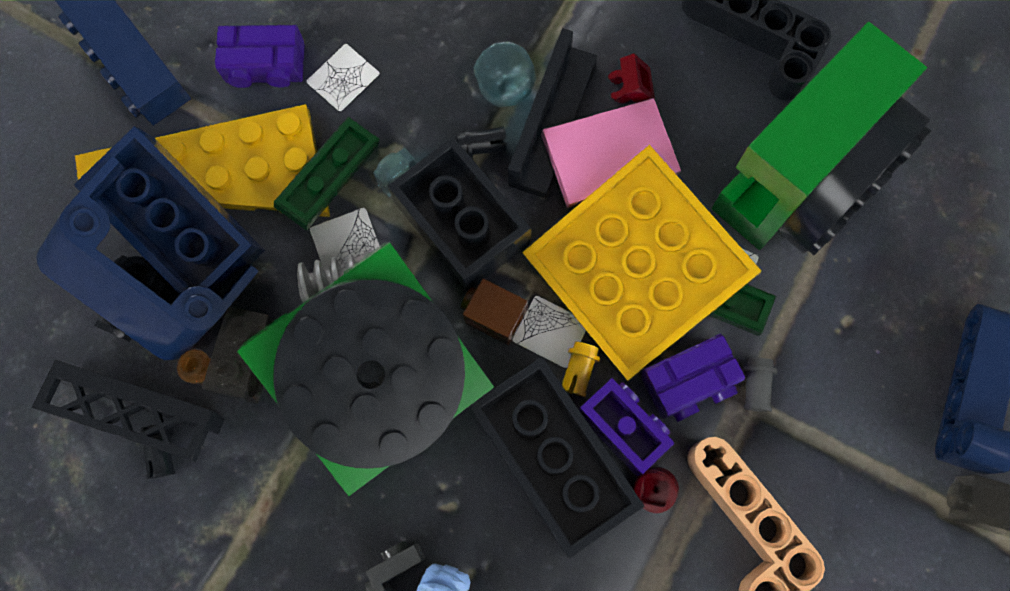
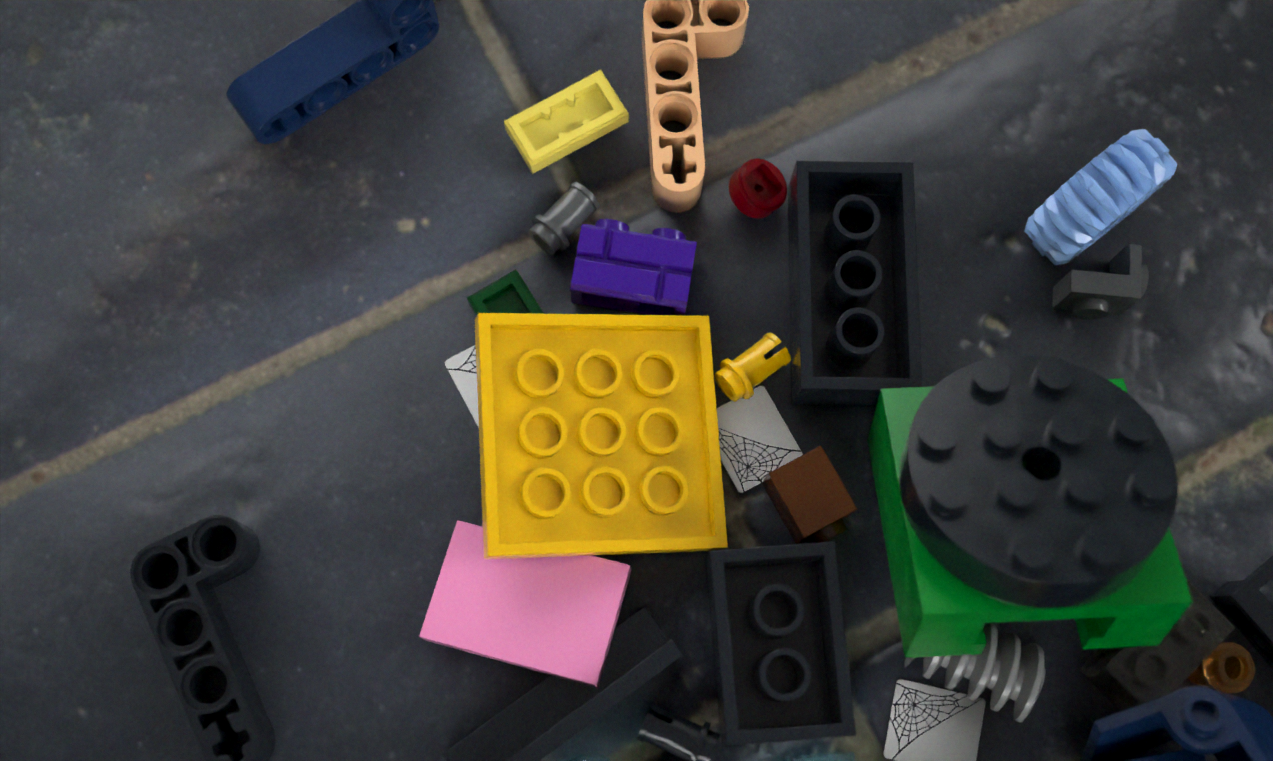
camera: 155 degrees left, 0 degrees up
(626, 427) = (752, 263): dark purple brick -> none
(635, 78) = (421, 679): dark red tile -> none
(807, 451) = (566, 121): none -> light yellow plate
(828, 147) = (289, 381): green piece -> none

